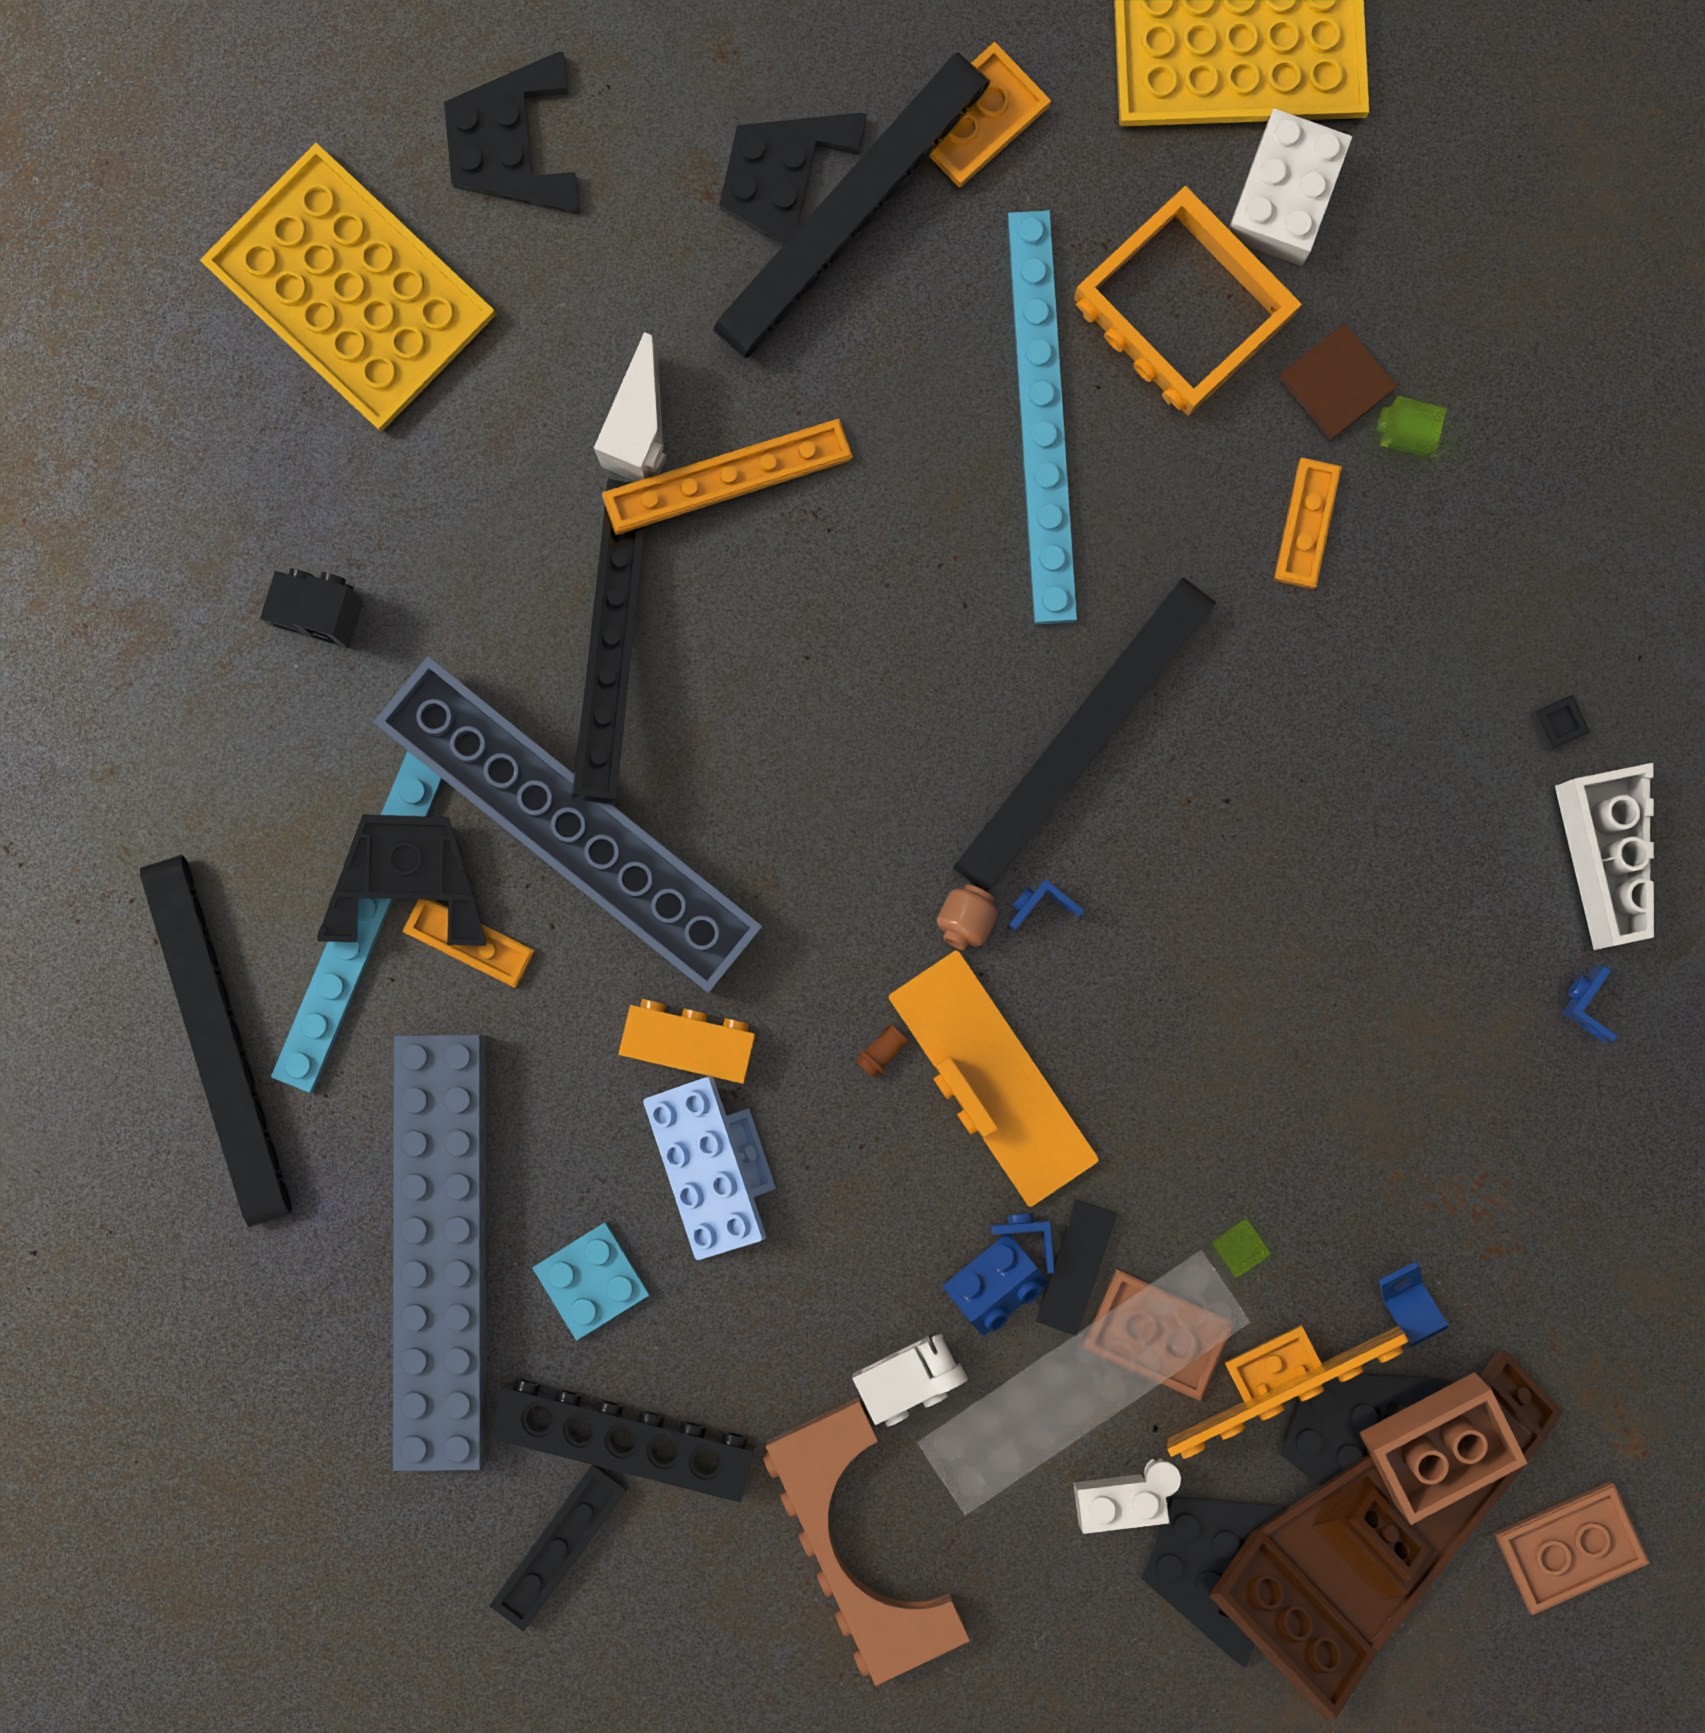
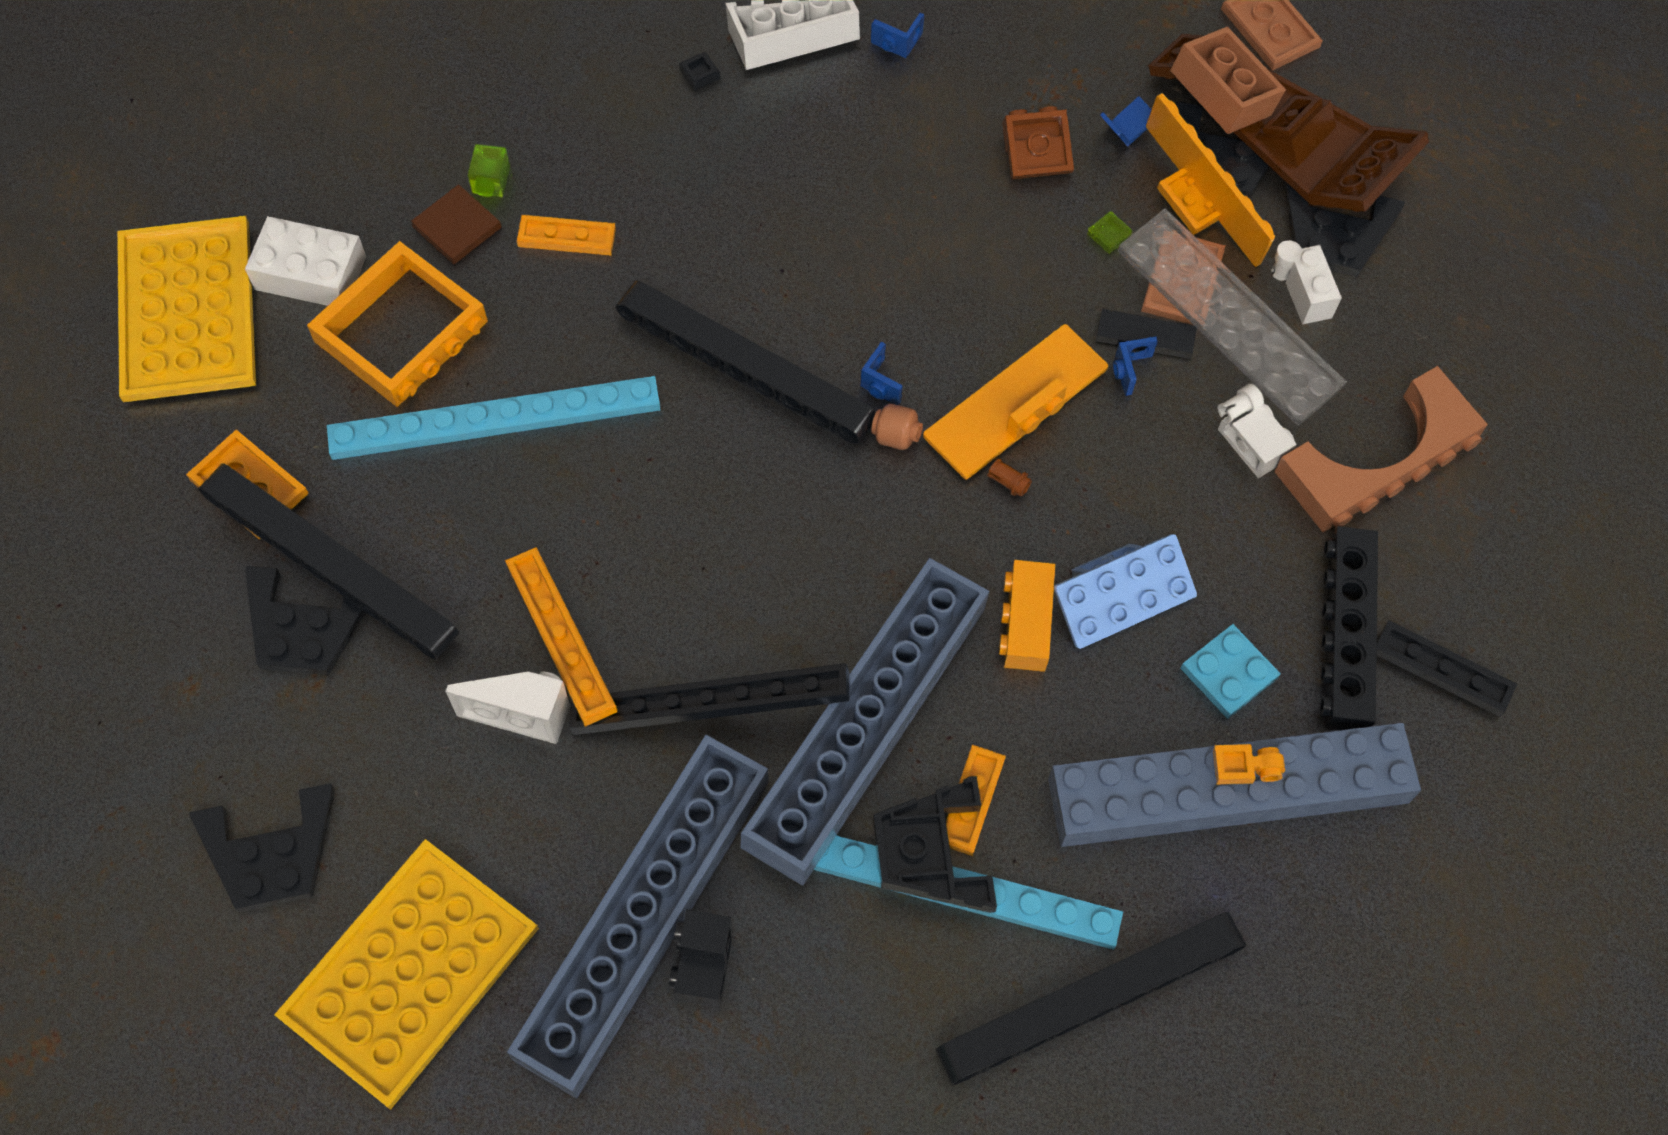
camera: 100 degrees left, 20 degrees down
(373, 544) = (639, 917): none -> sand blue brick
(441, 1249) = (1237, 764): none -> light orange plate
(995, 1285) = (1169, 383): blue bracket -> none
(1387, 1170) = (1038, 143): none -> dark orange plate

